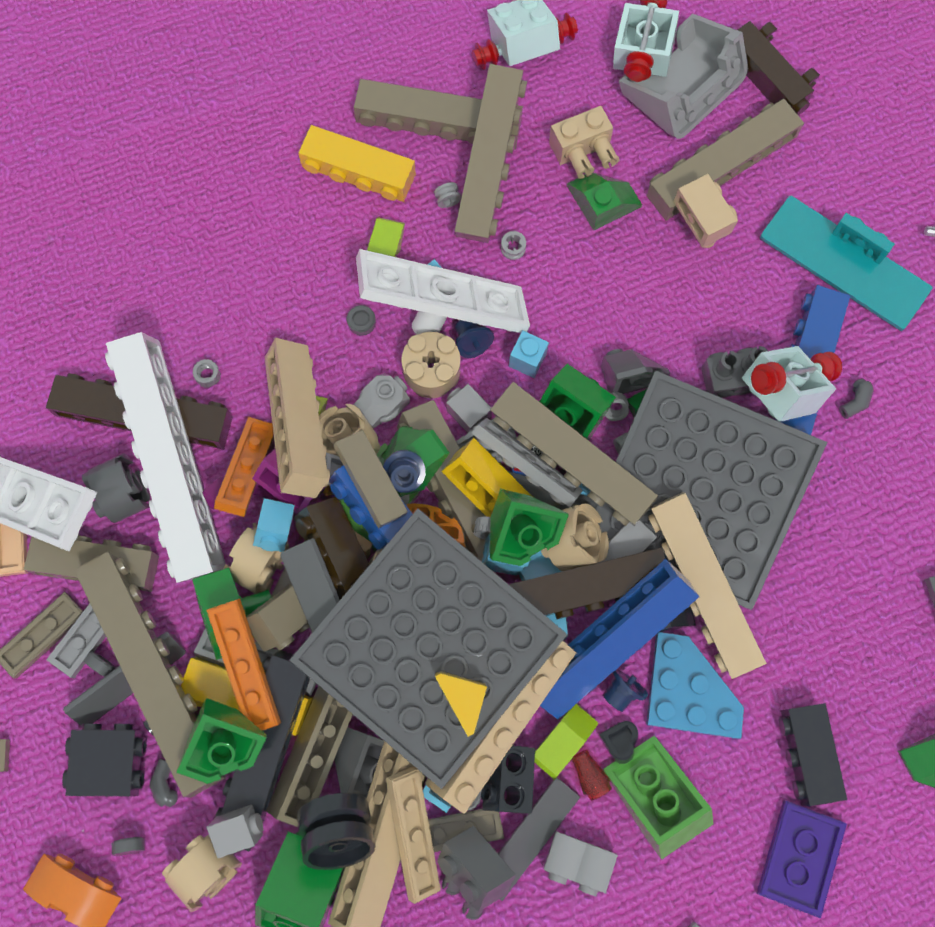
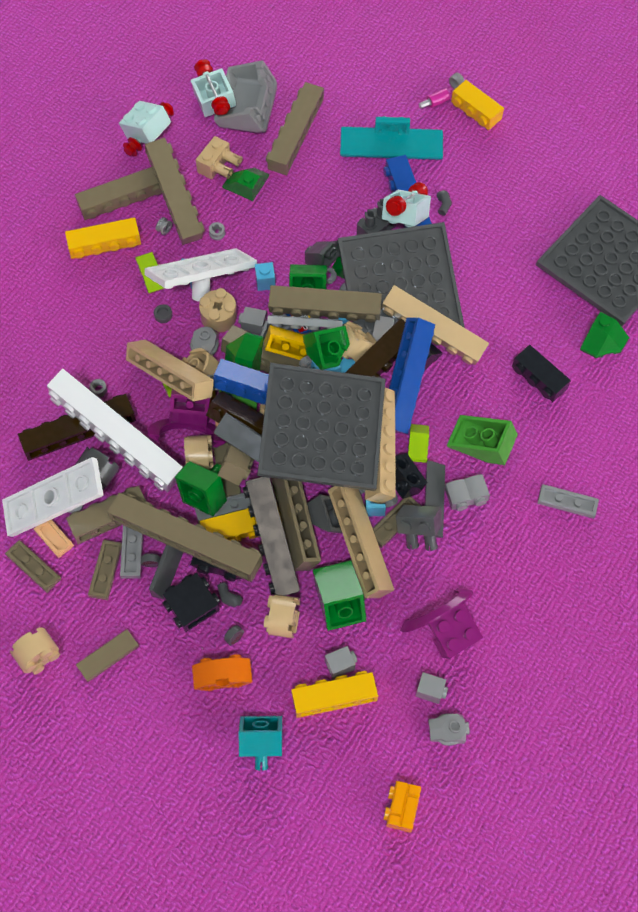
camera: 35 degrees left, 10 degrees down
(220, 743) = (251, 536): green slope -> none
(235, 831) = (287, 579): light grey brick -> none
(238, 482) = (159, 413): orange plate -> none
(243, 664) = (235, 495): orange tile -> none
(273, 525) = (198, 426): medium azure brick -> none
(335, 831) = (338, 544): black wheel -> none
(370, 479) = (234, 367): dark tan tile -> none
(405, 470) = (247, 356): dark blue piece -> none
(413, 834) = (377, 528): tan tile -> none
(464, 697) = (357, 435): yellow slope -> none
(472, 339) = (230, 284): dark blue piece -> none
(591, 776) = (443, 450): clear red cone -> none
(620, 741) = (445, 427): black tile -> none
(624, 691) = (429, 401): dark blue piece -> none
(689, 692) = (461, 384): dark azure plate -> none
(705, 210) = (305, 155): tan brick -> none
(772, 72) = (290, 74): dark brown brick -> none
(801, 859) = (570, 424): dark purple tile -> none

